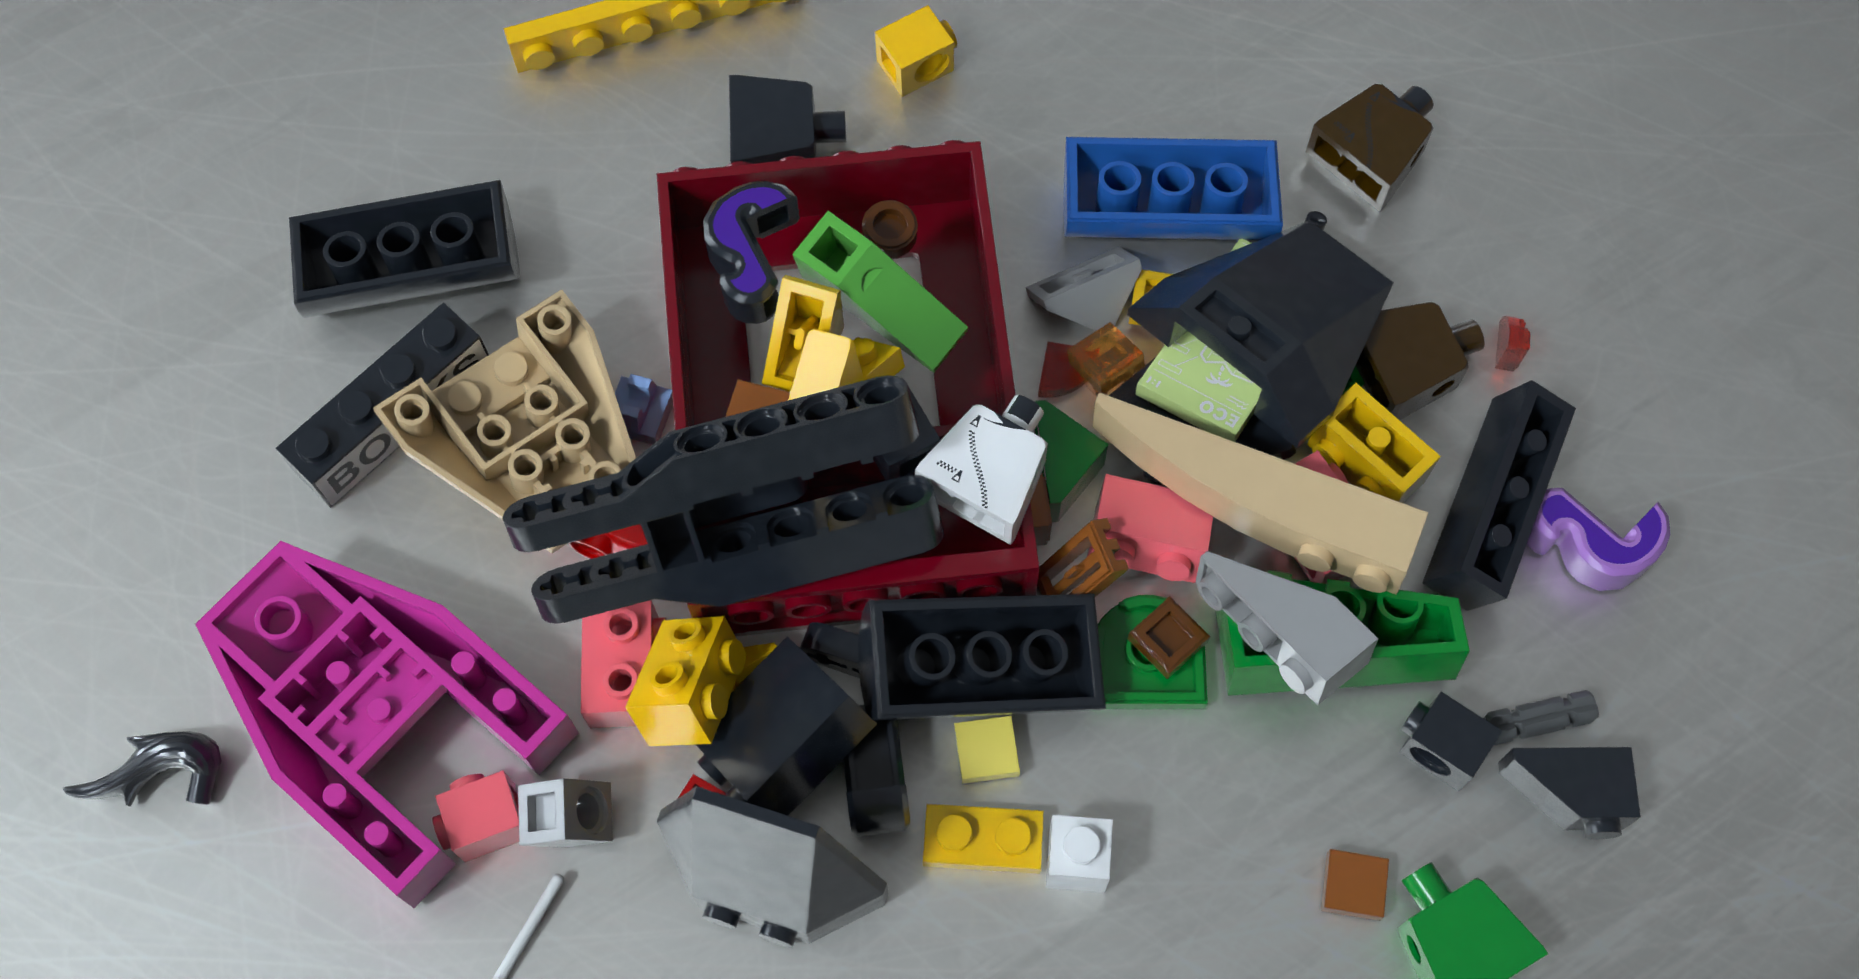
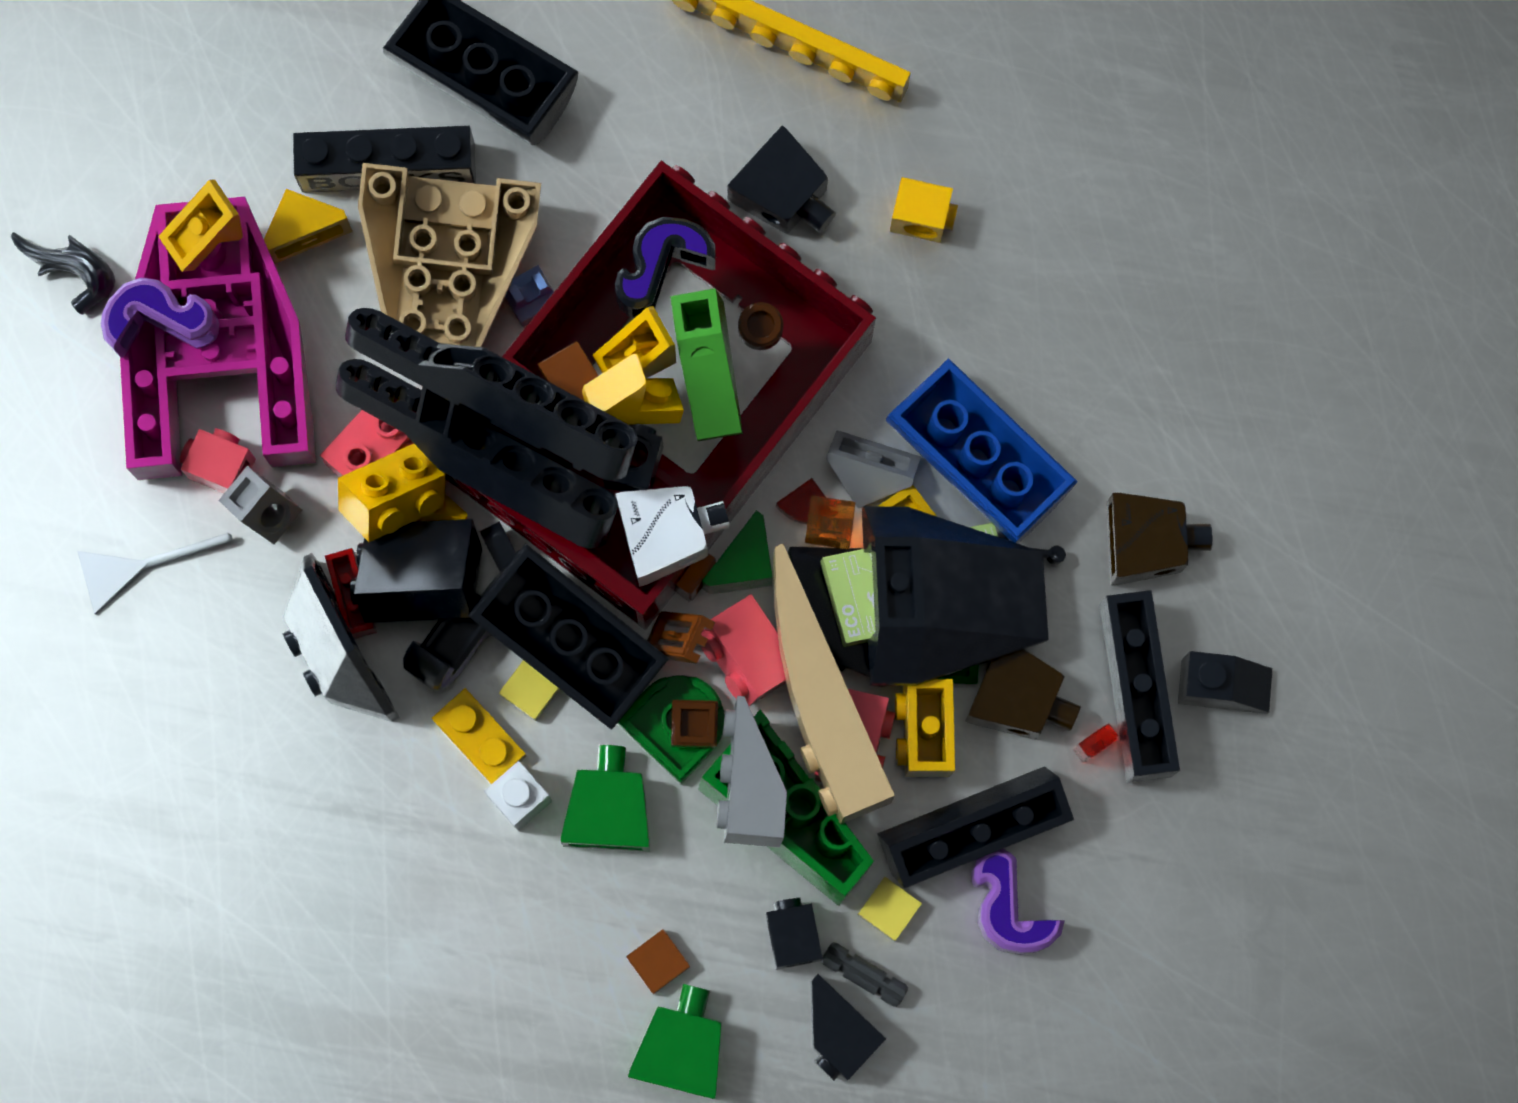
camera: 40 degrees right, 10 degrees up
(263, 593) = (201, 227): none -> yellow slope
(289, 708) = (155, 303): none -> medium lavender animal
(364, 523) = (303, 225): none -> yellow slope
(1169, 785) = (607, 806): none -> green torso
(1498, 640) = (889, 909): none -> light yellow tile
(1502, 258) = (1139, 686): none -> black brick
(1553, 202) = (1224, 682): none -> black slope

